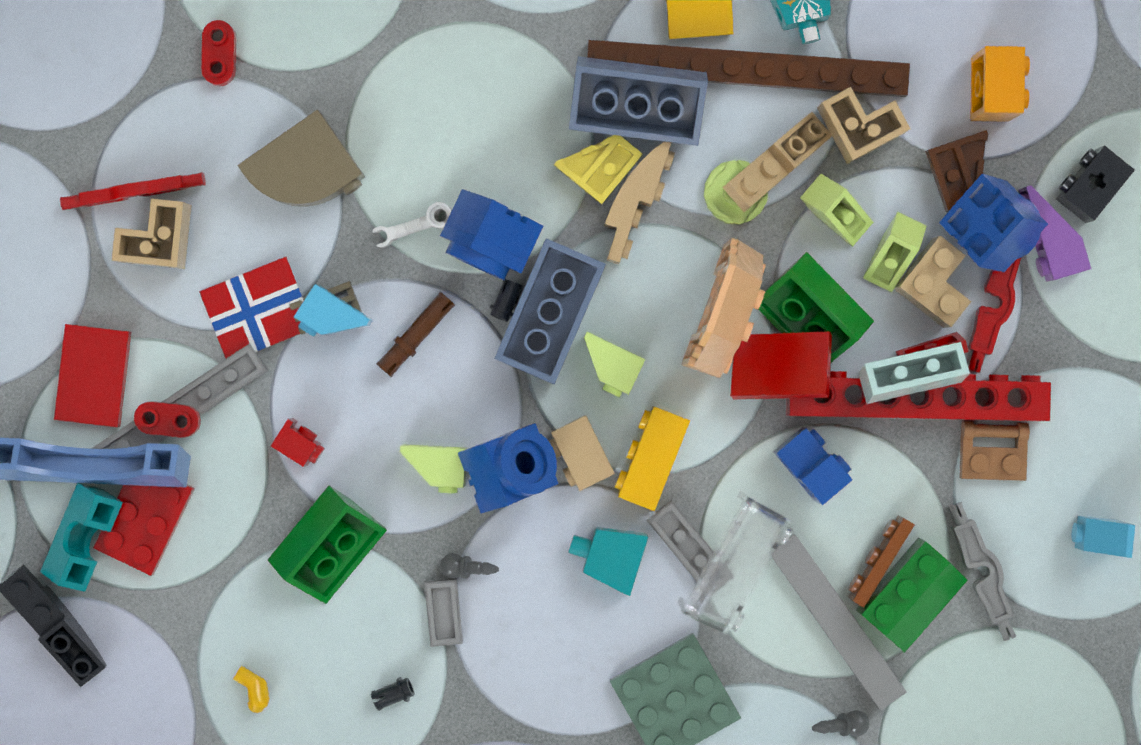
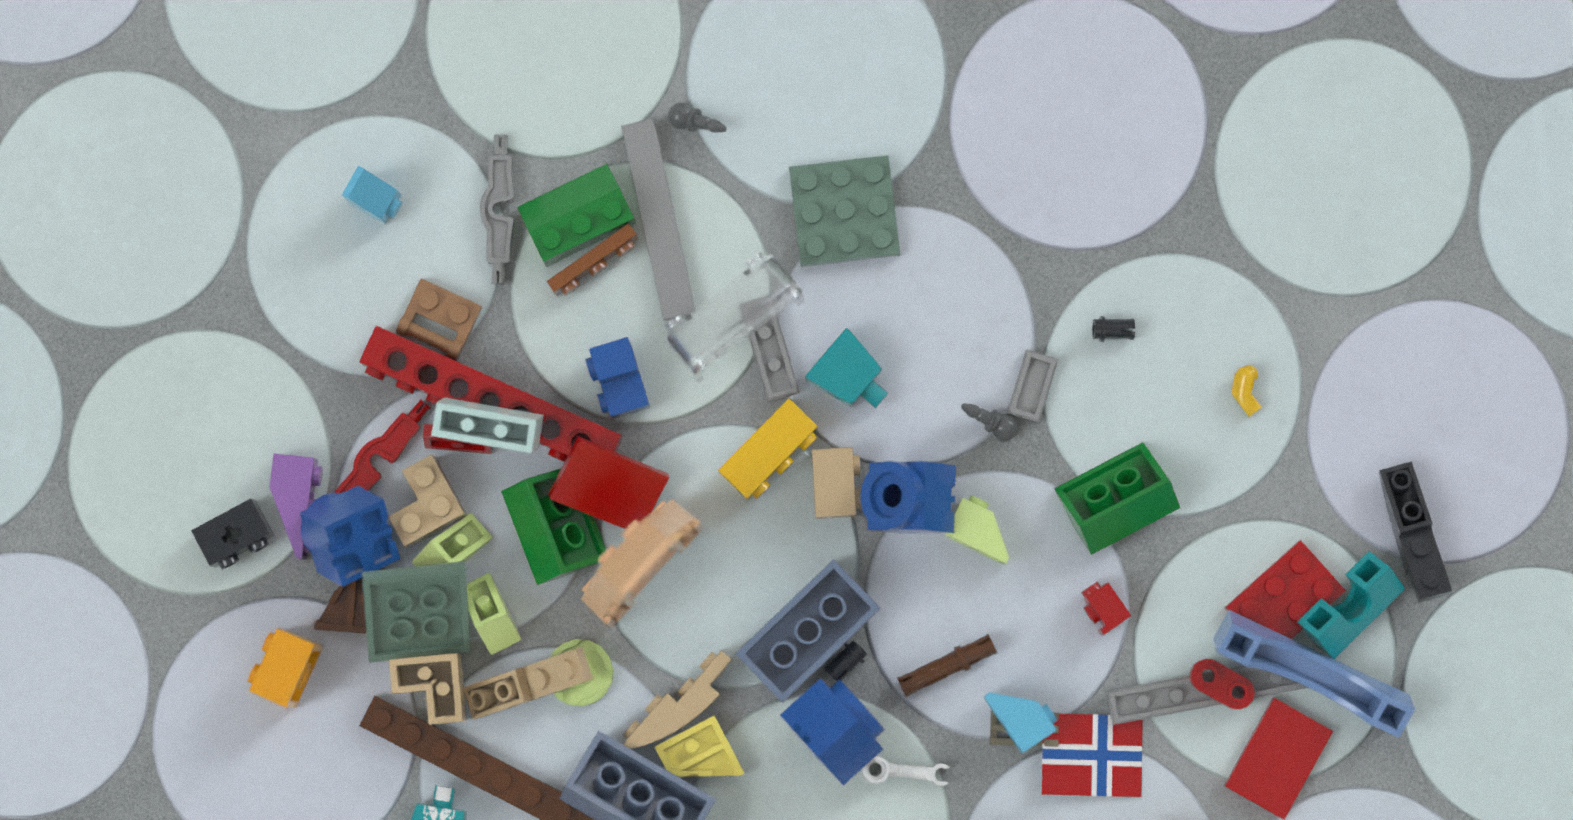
camera: 155 degrees left, 5 degrees down
(613, 365) = (768, 554): yellowish green slope -> none
(905, 181) = (416, 611): none -> sand green plate

